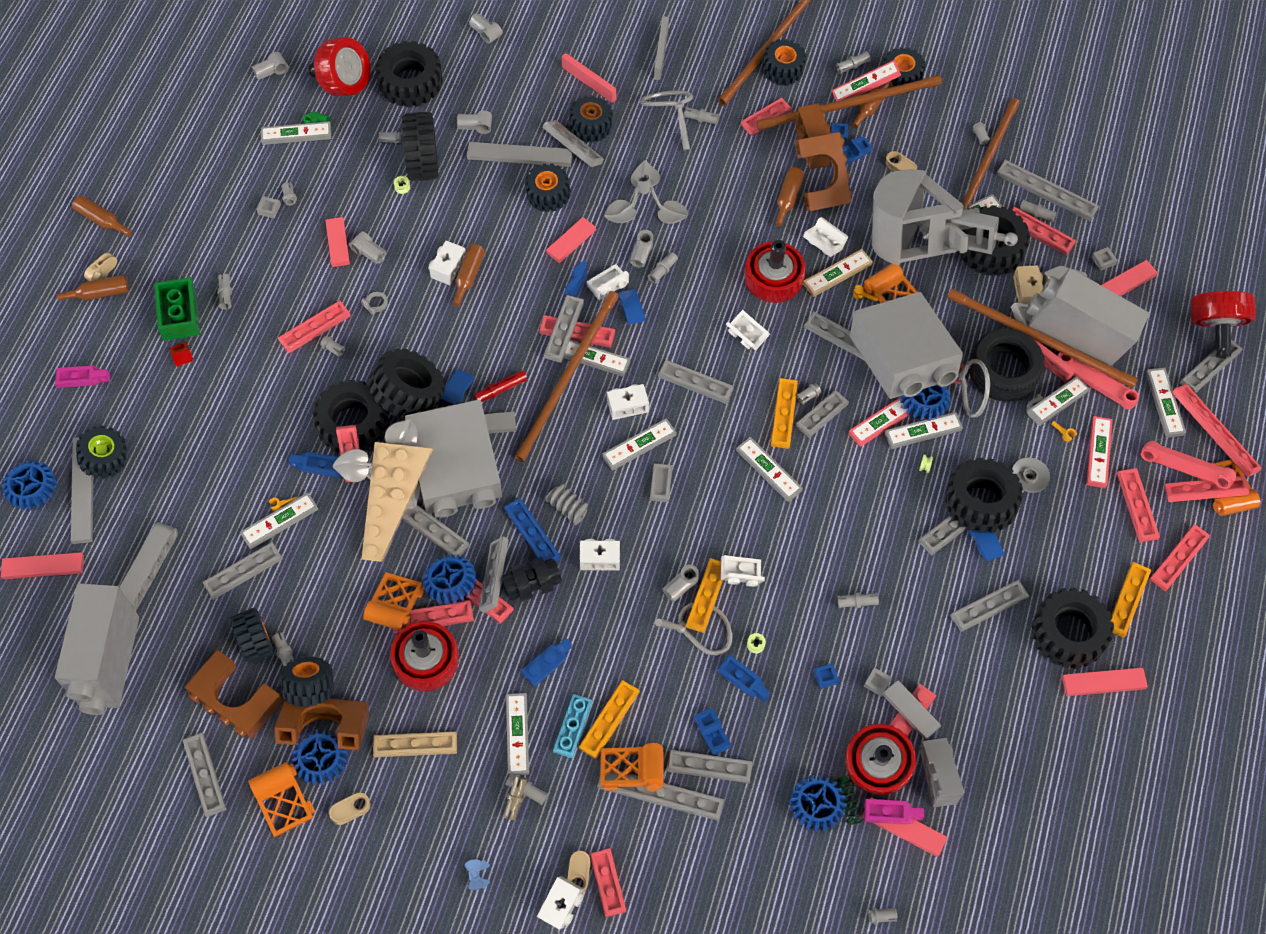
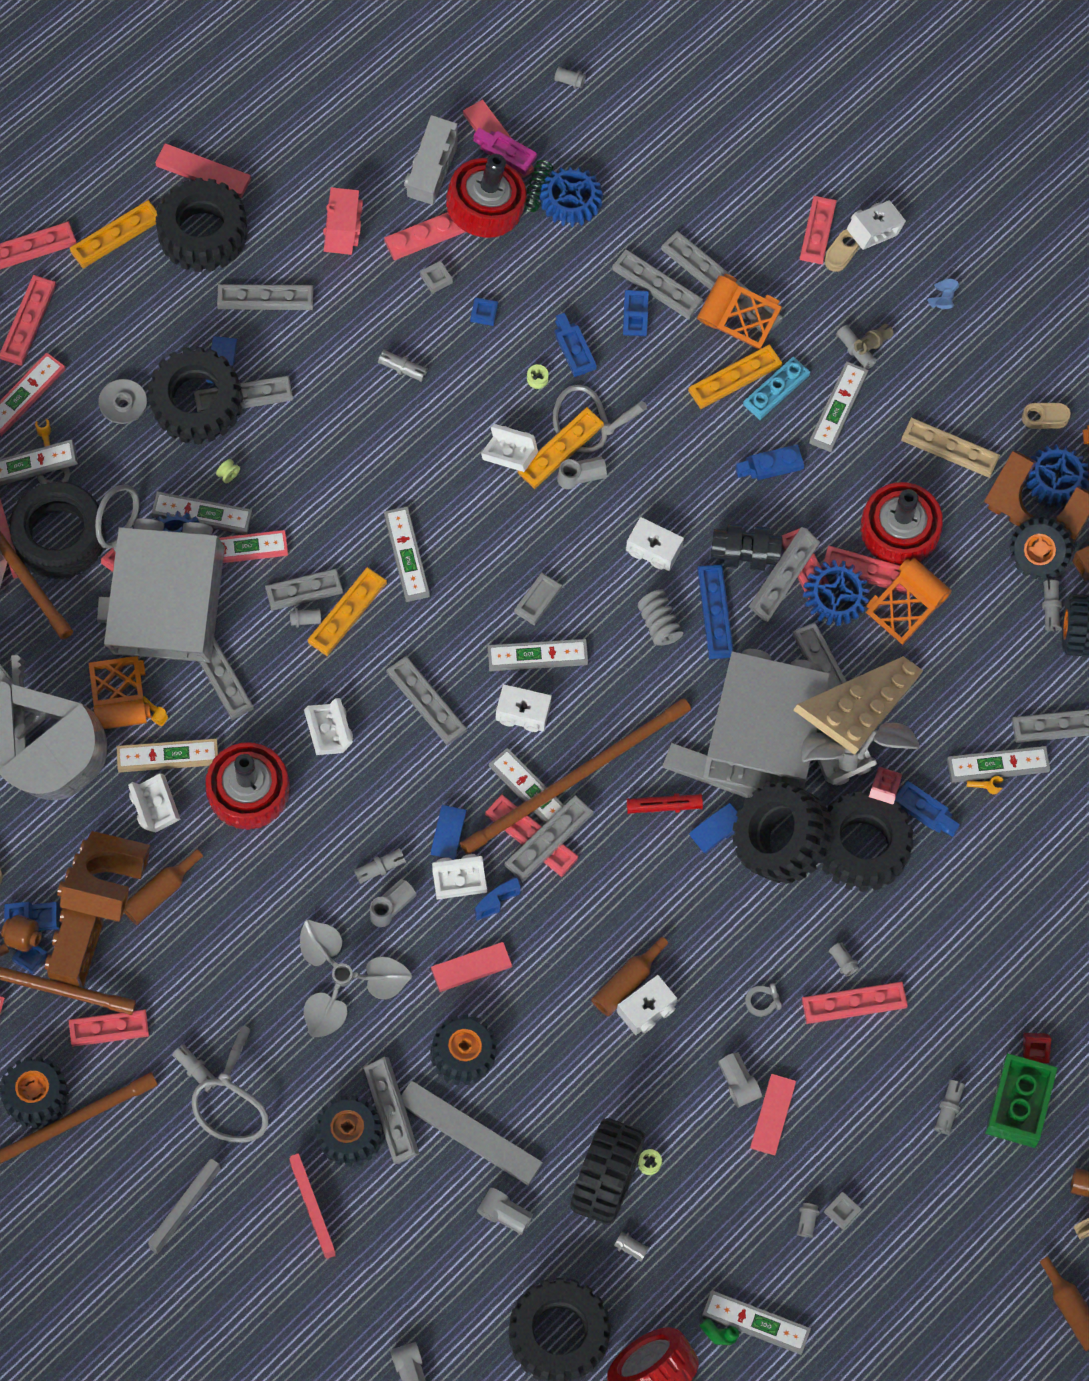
camera: 155 degrees left, 5 degrees up
(851, 129) = (21, 933): none -> dark orange head
(911, 710) = (422, 229): light grey tile -> none
(973, 681) = (342, 221): none -> coral brick

